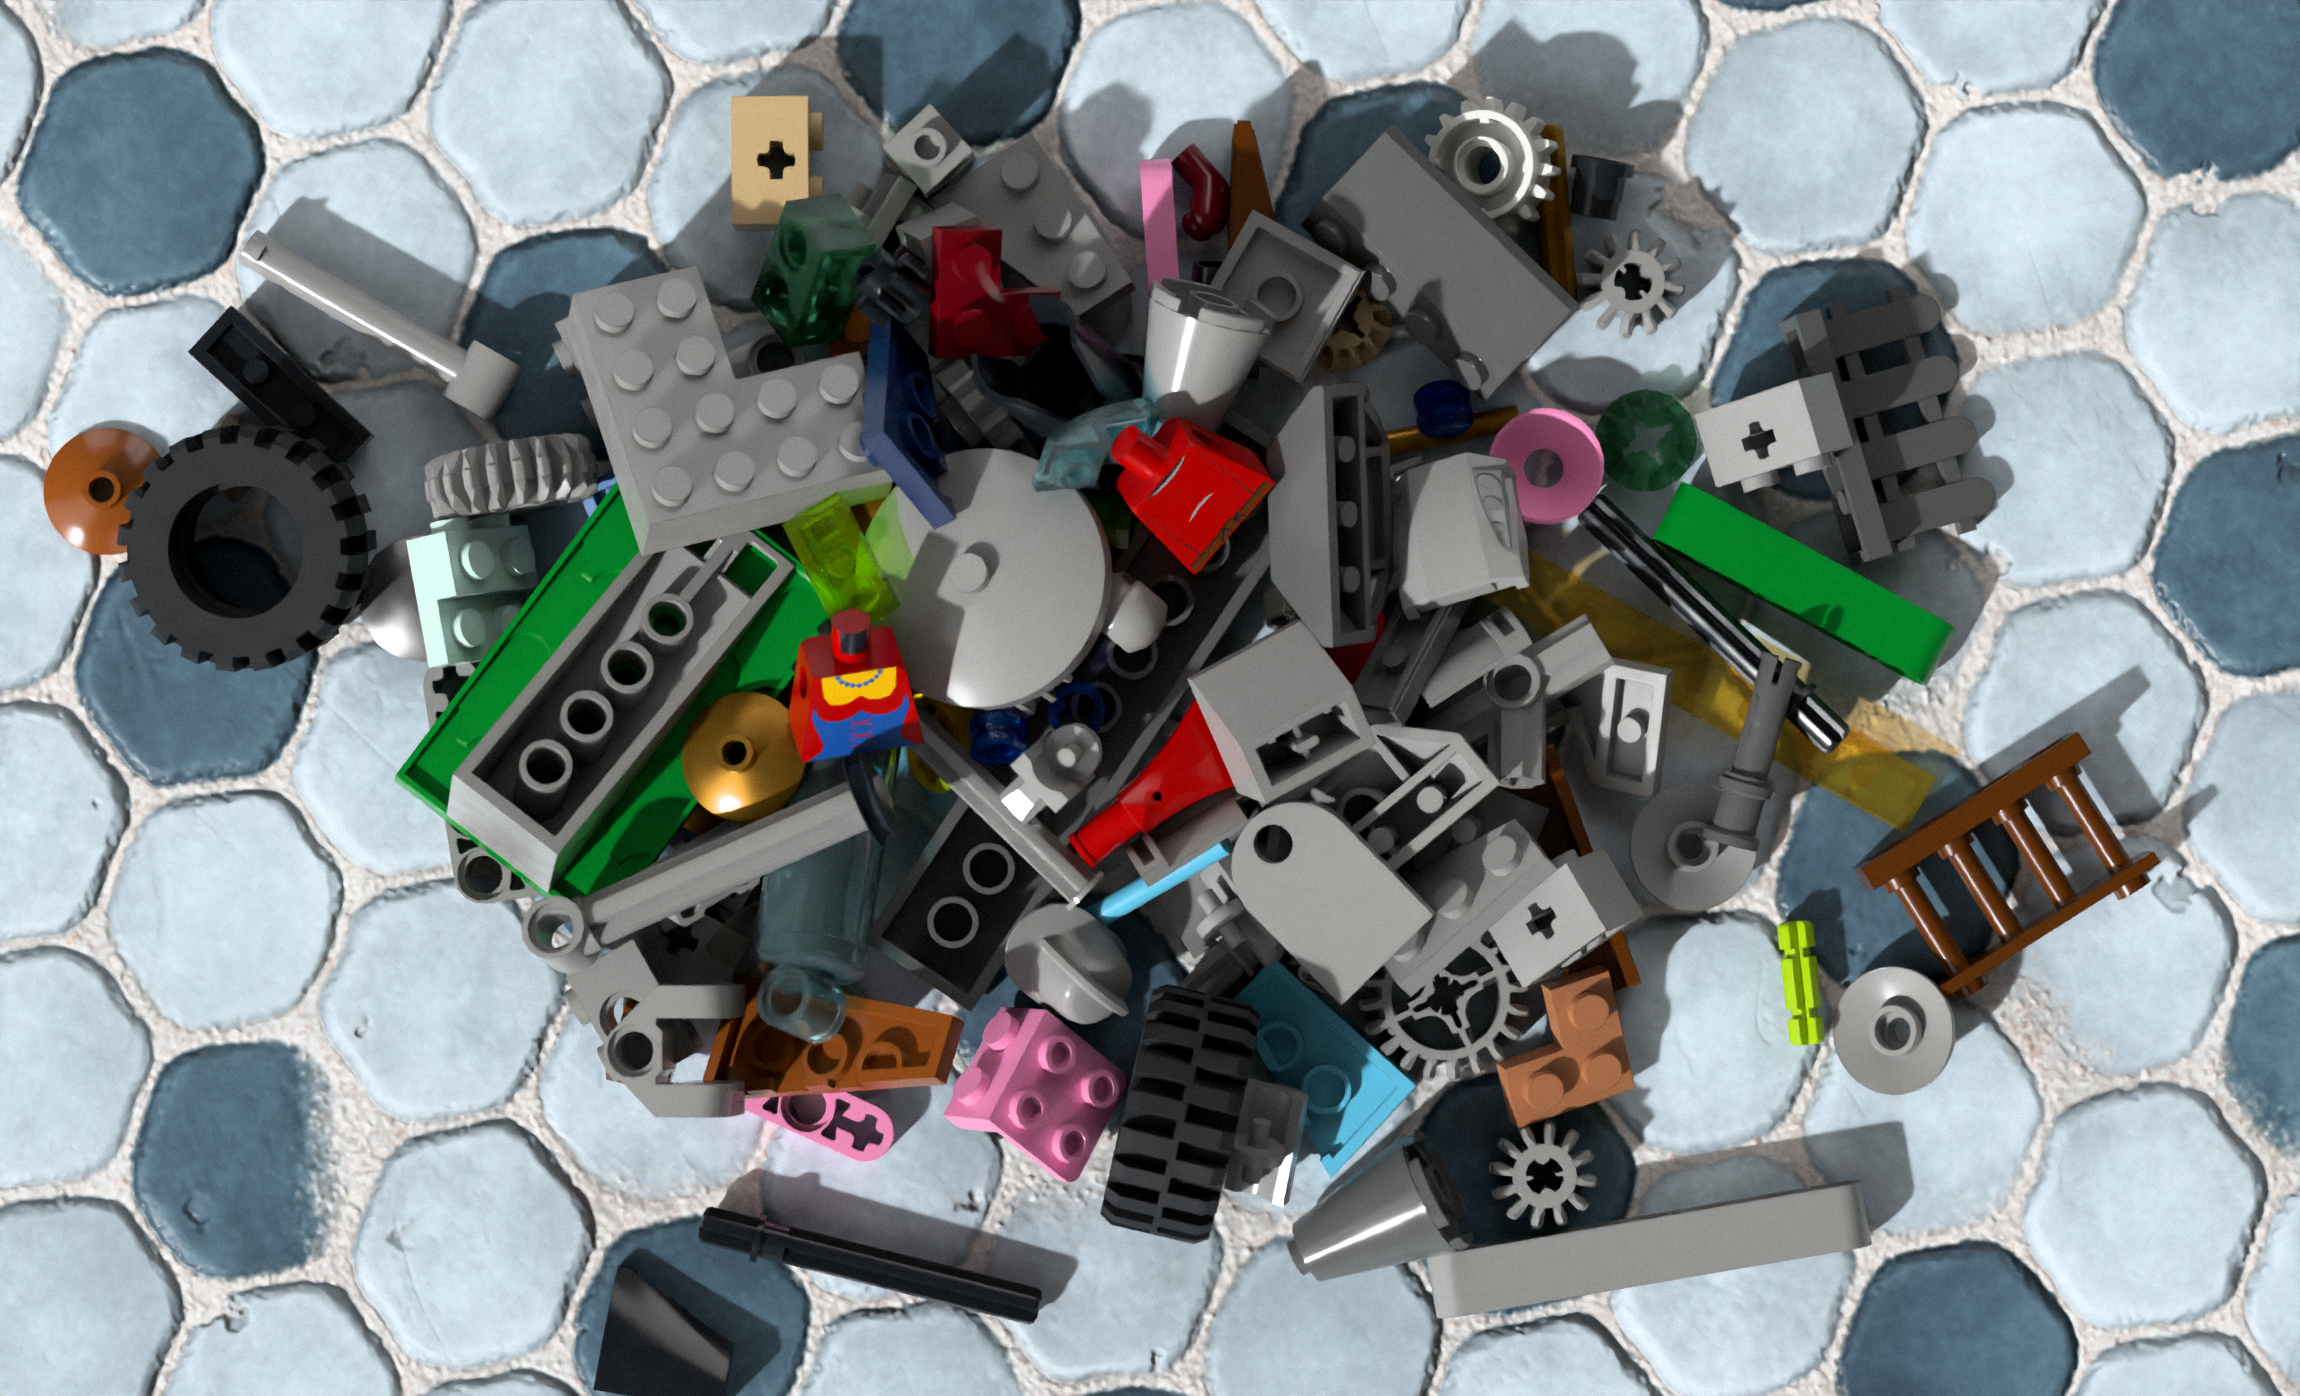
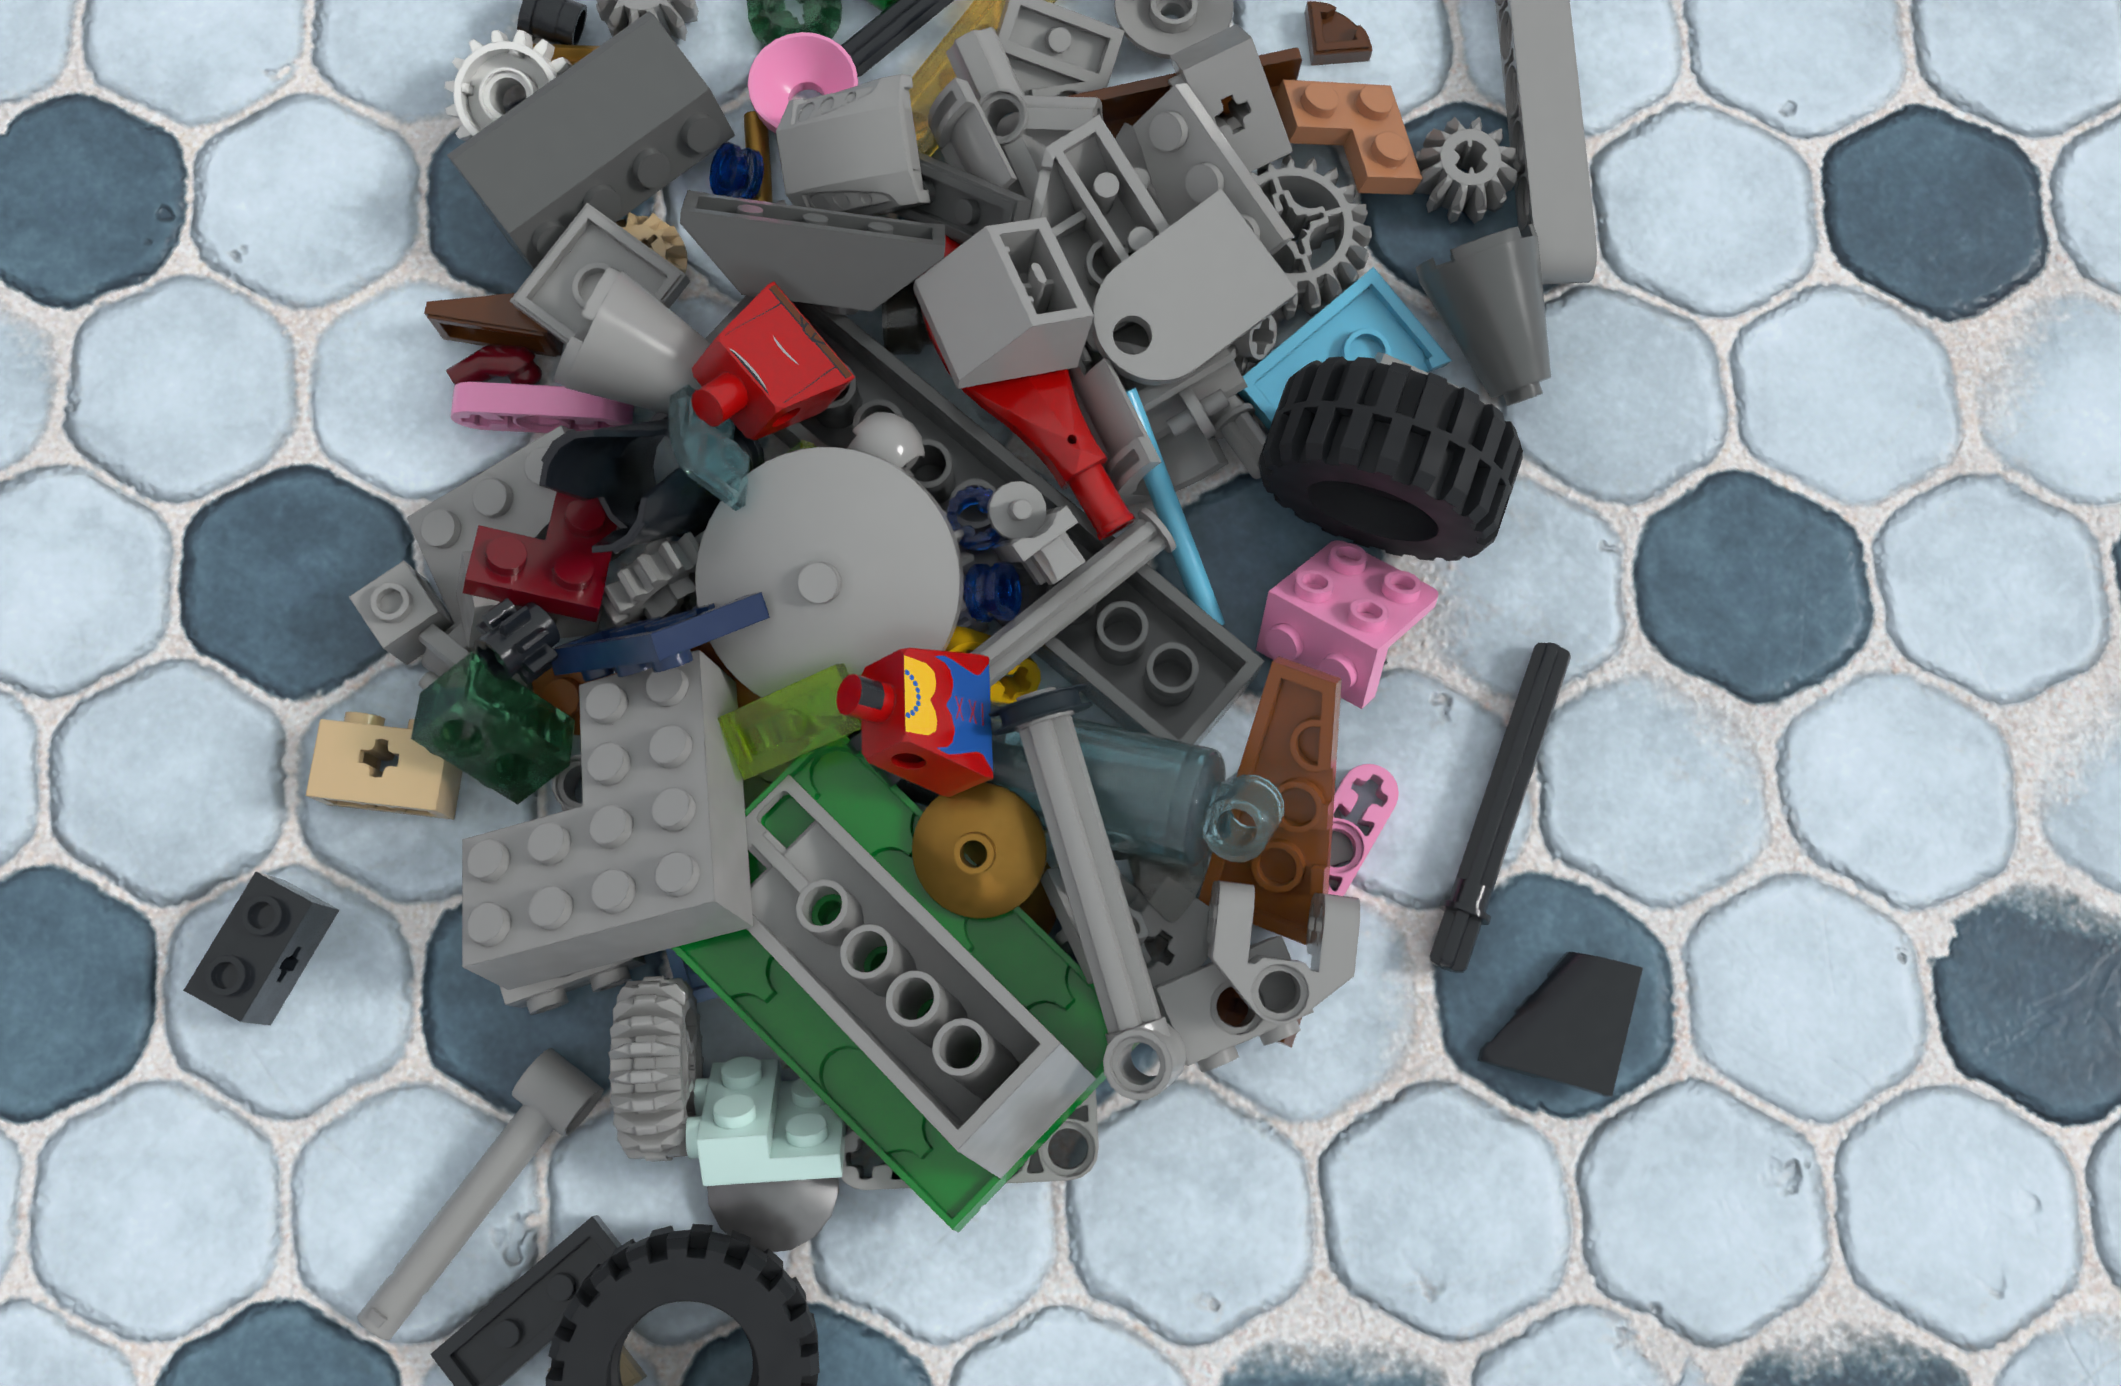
camera: 85 degrees left, 10 degrees down
(582, 78) = (261, 950): none -> black brick
(1069, 963) = (1226, 564): light grey piece -> none
(1691, 1023) = (1334, 36): none -> reddish brown tile

